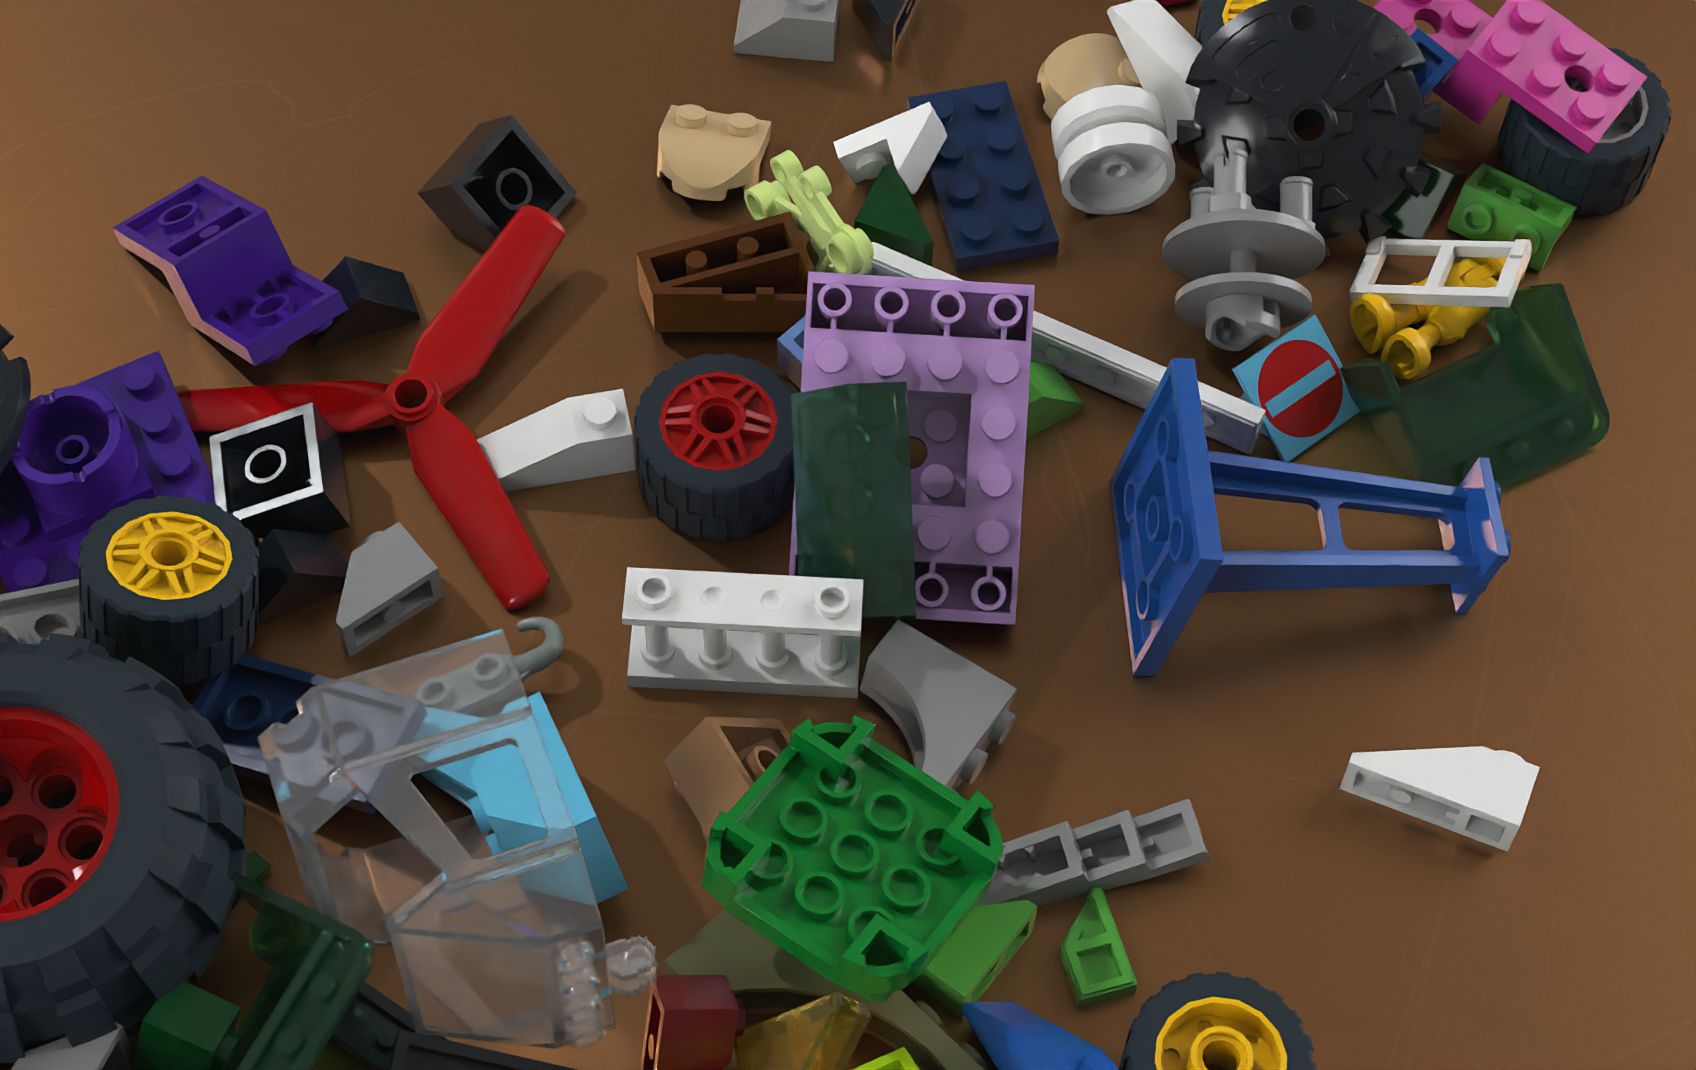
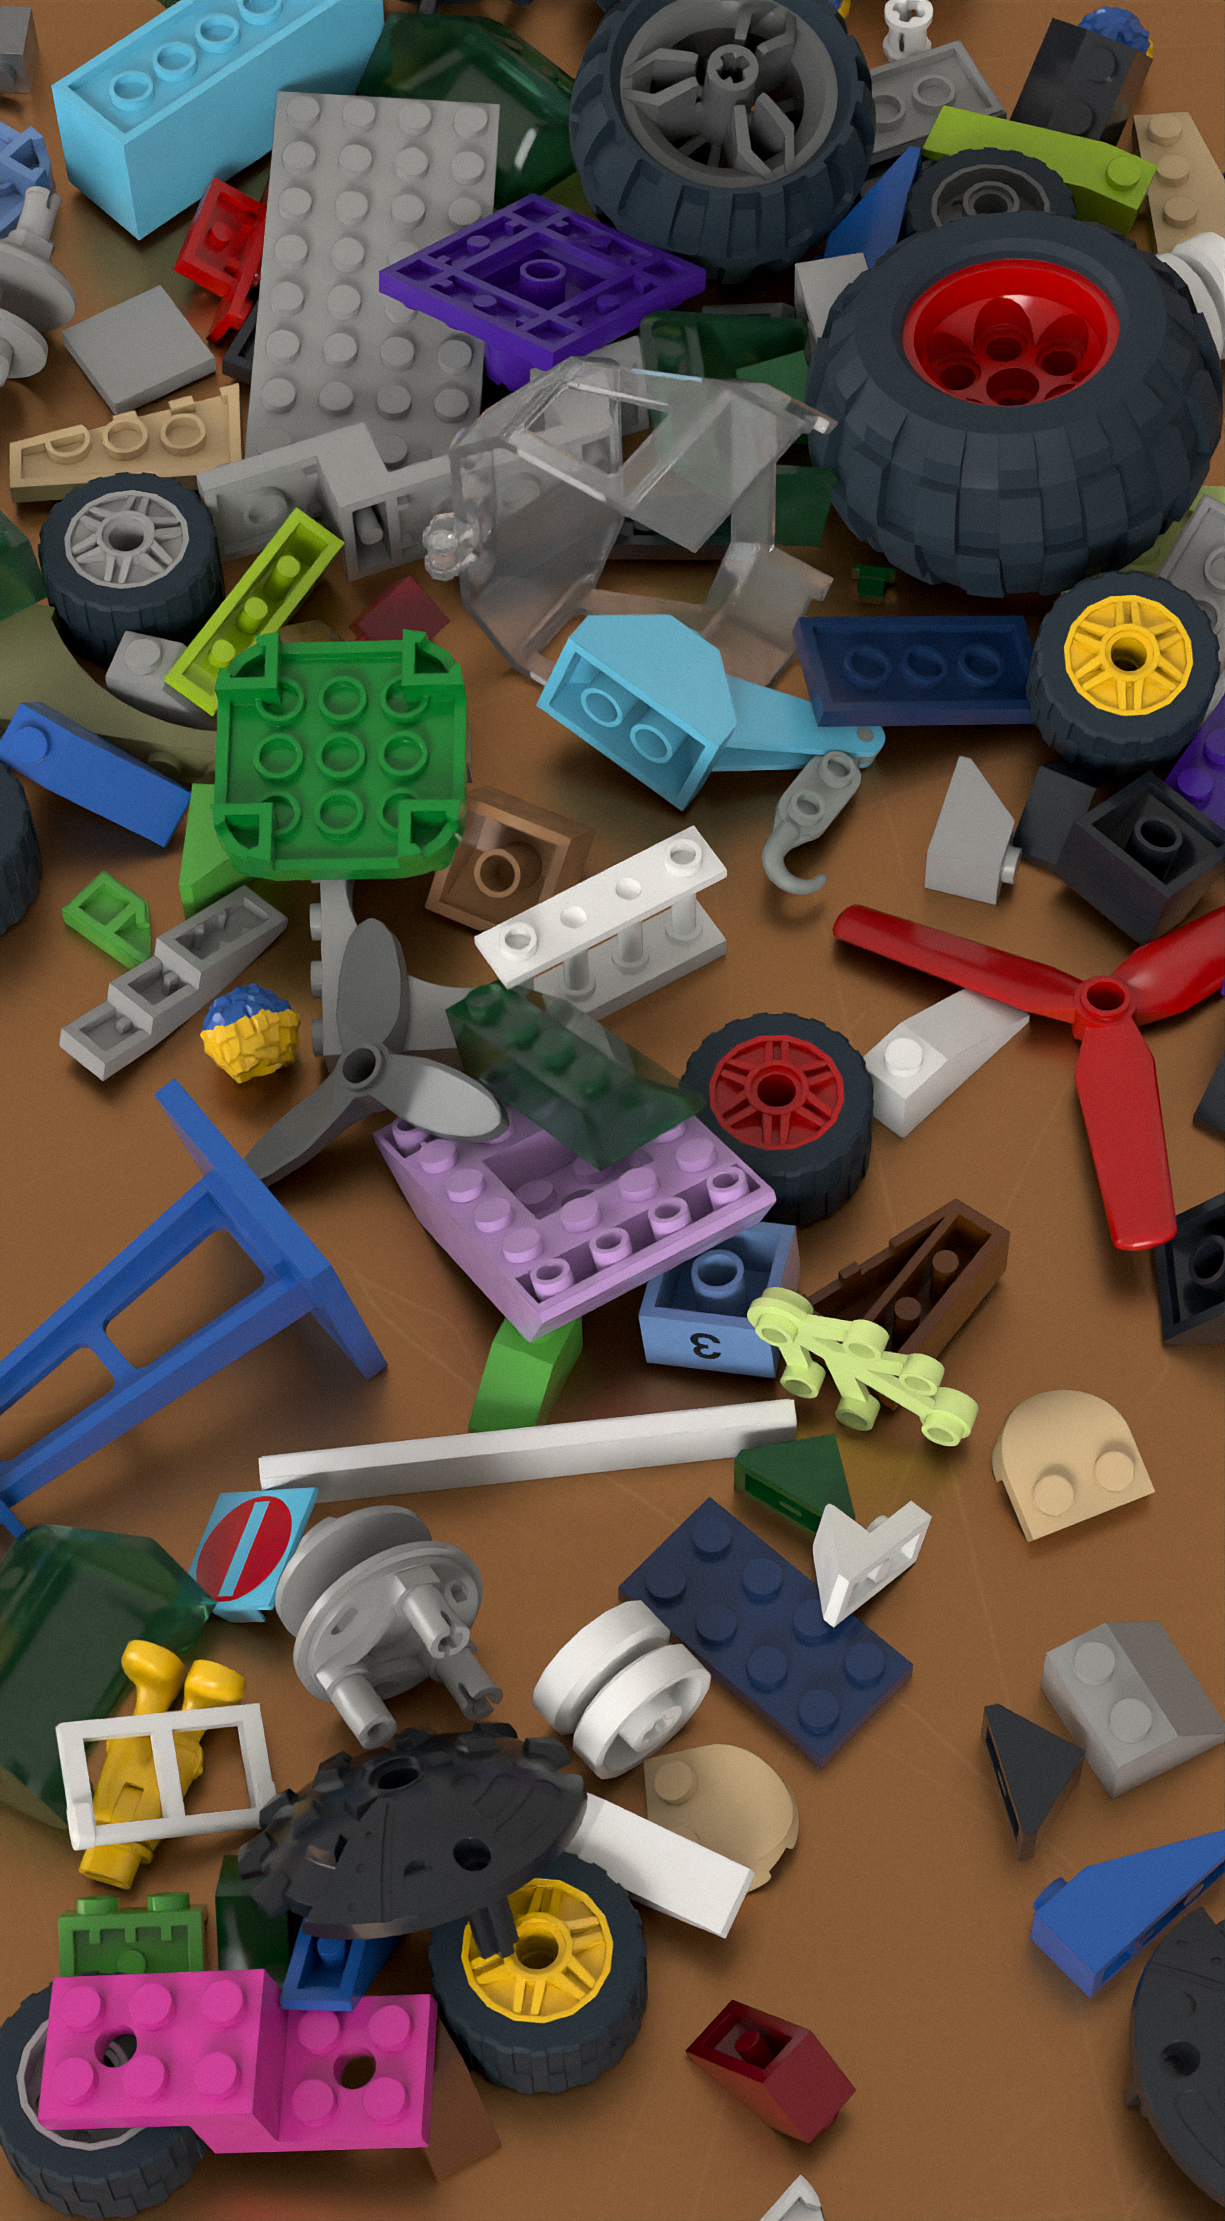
camera: 150 degrees right, 0 degrees up
(1033, 644) = (374, 1072): none -> dark grey piece
(1057, 752) = (251, 1032): none -> yellow piece

